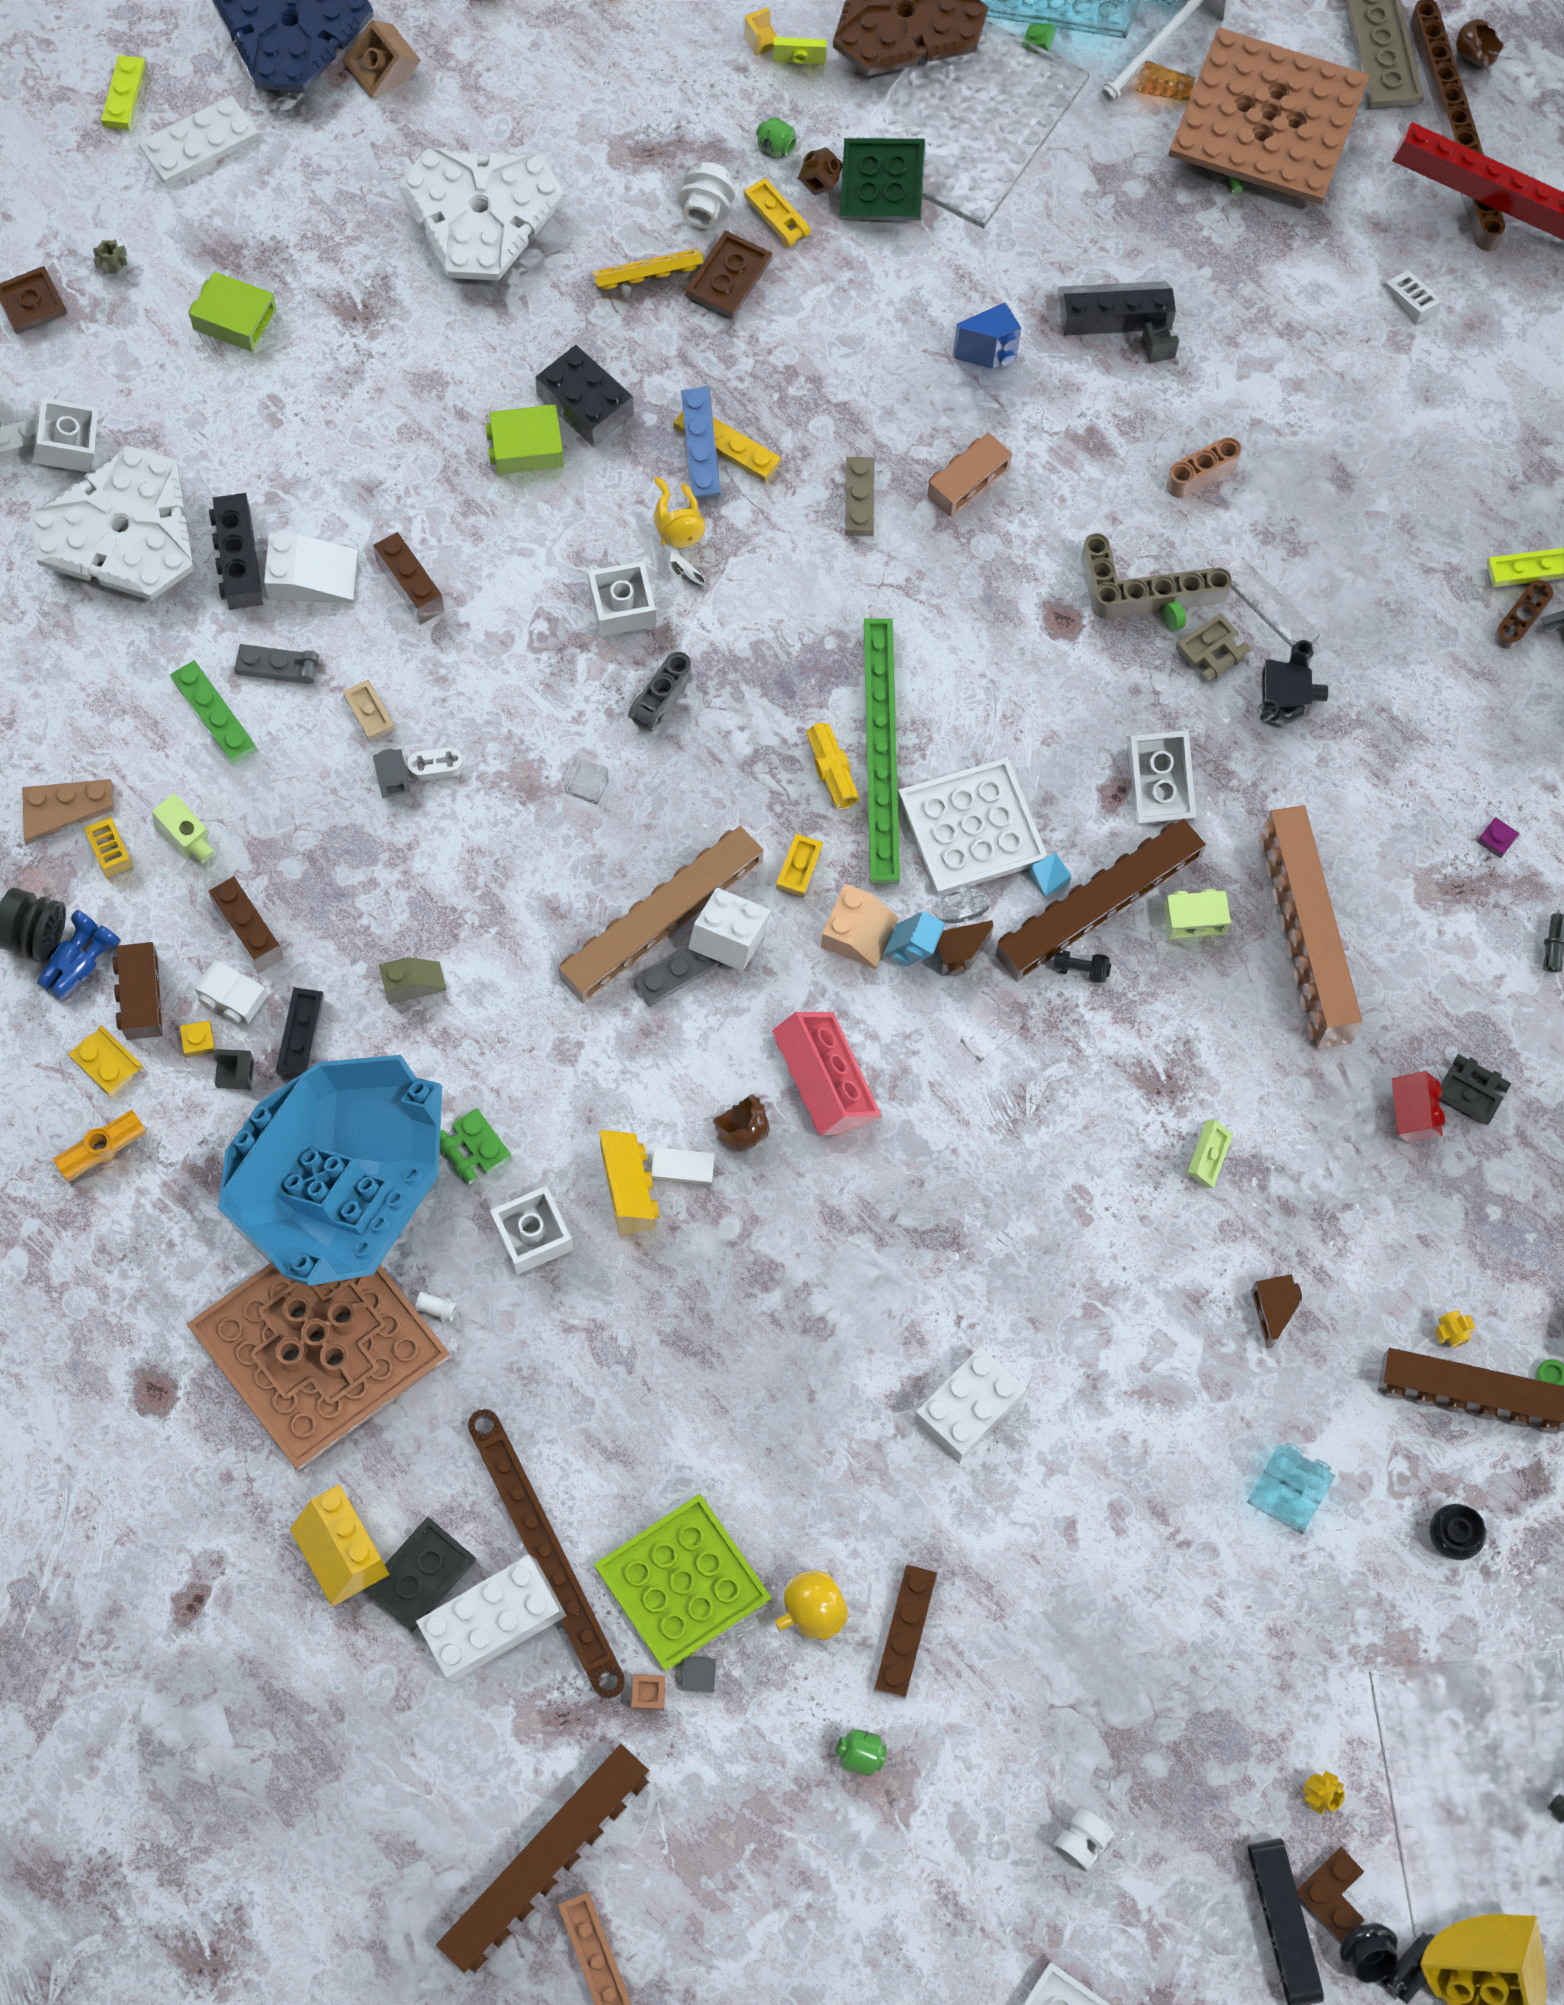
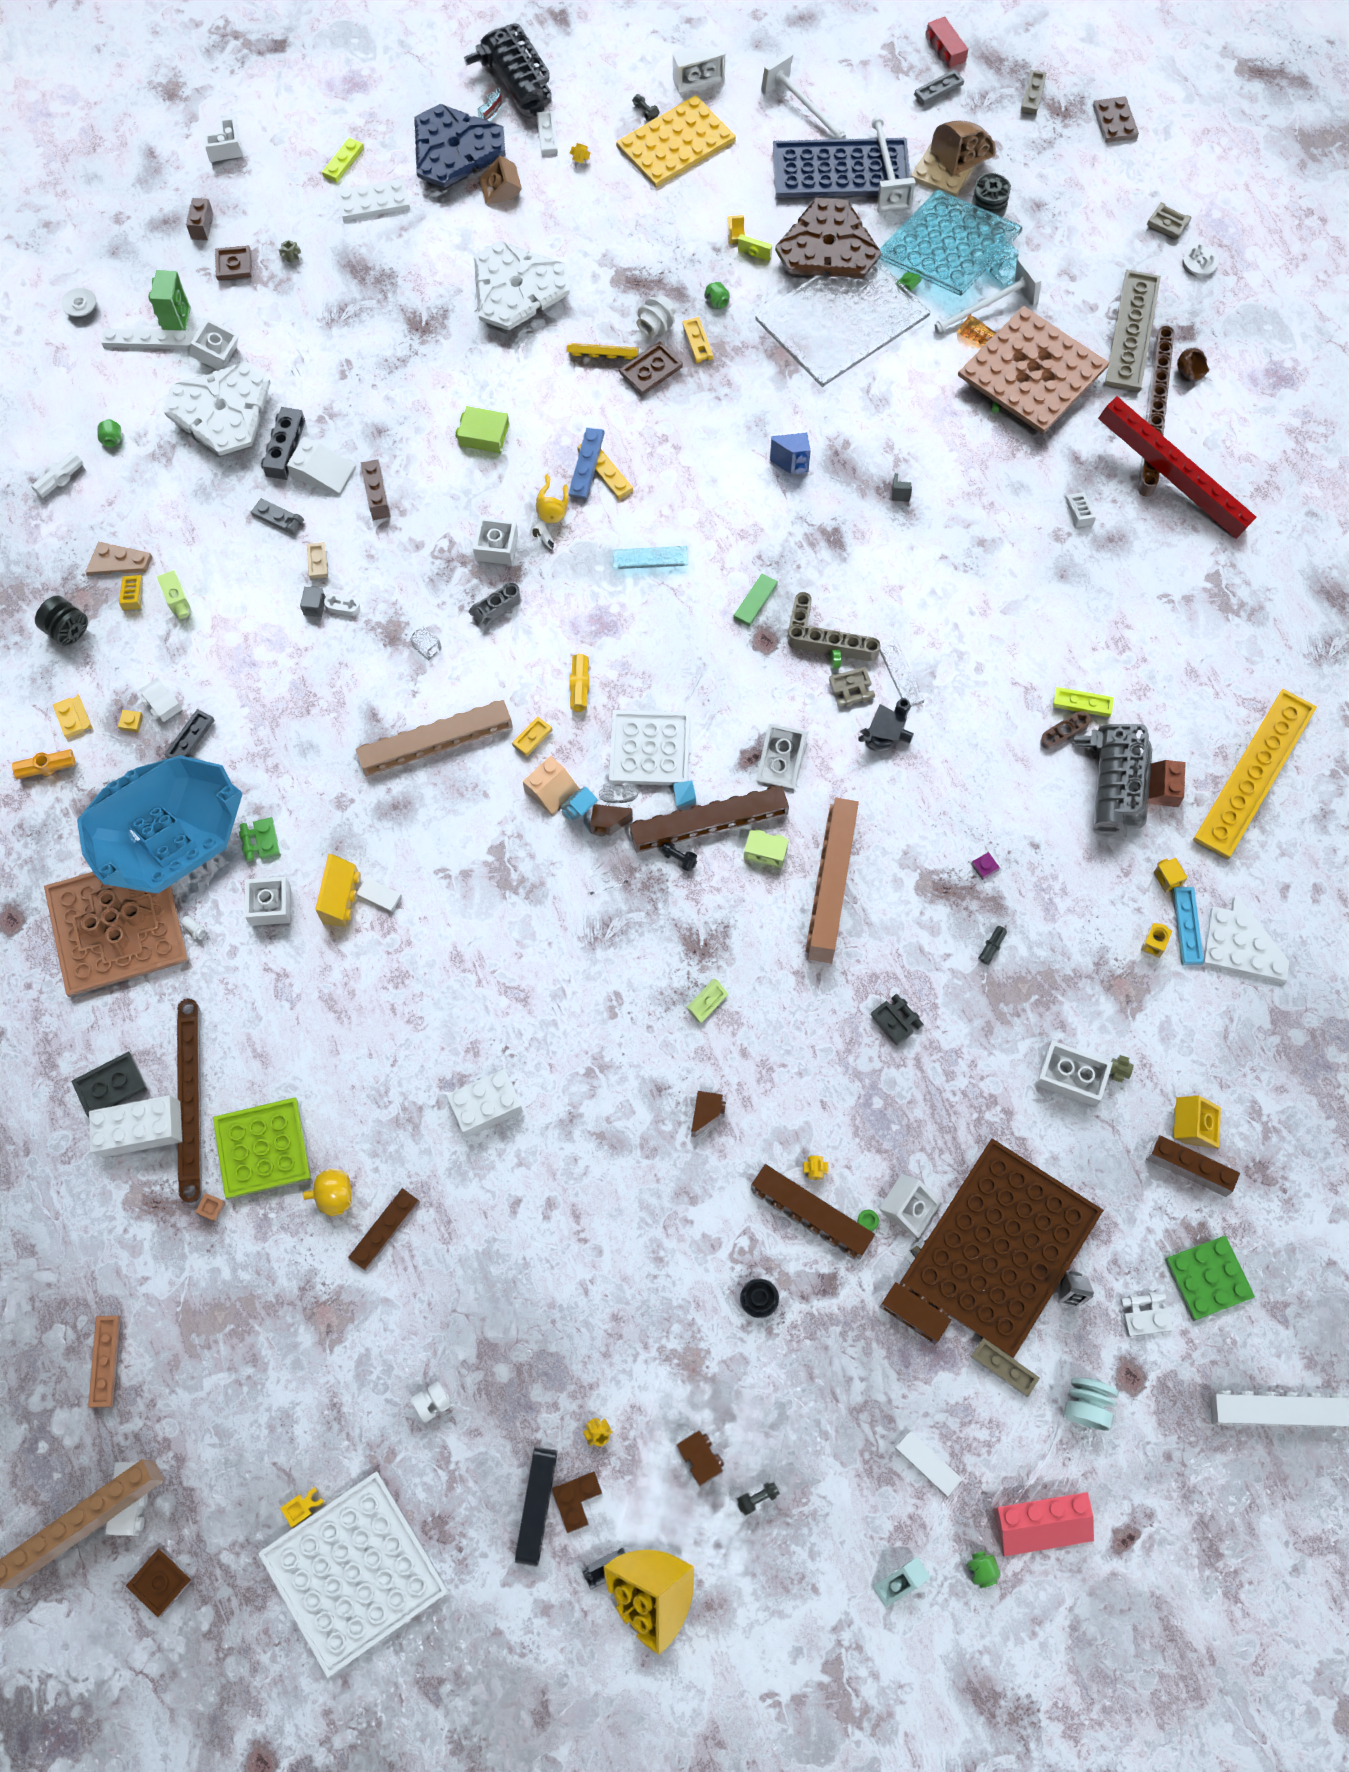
camera: 25 degrees right, 0 degrees up
(71, 966) = (77, 654): blue piece -> none
(138, 991) = (108, 681): reddish brown brick -> none
(213, 712) = (228, 533): bright green plate -> none
(232, 311) = (345, 303): lime brick -> none
(234, 1069) = (142, 746): pearl dark grey panel -> none
(246, 924) = (186, 662): reddish brown brick -> none
(337, 1546) = (69, 1049): yellow slope -> none
(411, 979) = (267, 726): olive slope -> none
(543, 1860) = (100, 1285): reddish brown brick -> none
(584, 395) = (529, 414): black brick -> none
(673, 975) = (431, 776): dark grey plate -> none
(698, 1675) = (246, 1208): dark grey tile -> none
(729, 929) = (468, 760): white brick -> none
(743, 1125) = (424, 883): reddish brown hair -> none
(820, 170) = (734, 322): reddish brown brick -> none
(825, 1072) = (490, 867): coral slope -> none
(851, 552) = (650, 557): none -> clear light blue plate
(859, 496) = (672, 524): dark tan plate -> none
(861, 1752) = (320, 1293): bright green head -> none
(881, 751) = (613, 684): bright green plate -> none
(882, 179) = (769, 338): dark green plate -> none
(969, 474) = (744, 532): nougat brick -> none
(1025, 566) = (755, 599): none -> tile
(1116, 307) = (883, 459): black slope -> none
(1209, 457) = (888, 579): nougat beam -> none
(1291, 1487) = (665, 1230): clear light blue plate -> none
(1370, 1952) = (580, 1546): black piece -> none
(1418, 1106) = (853, 1017): red brick -> none
(1480, 1771) = (697, 1451): none -> reddish brown brick

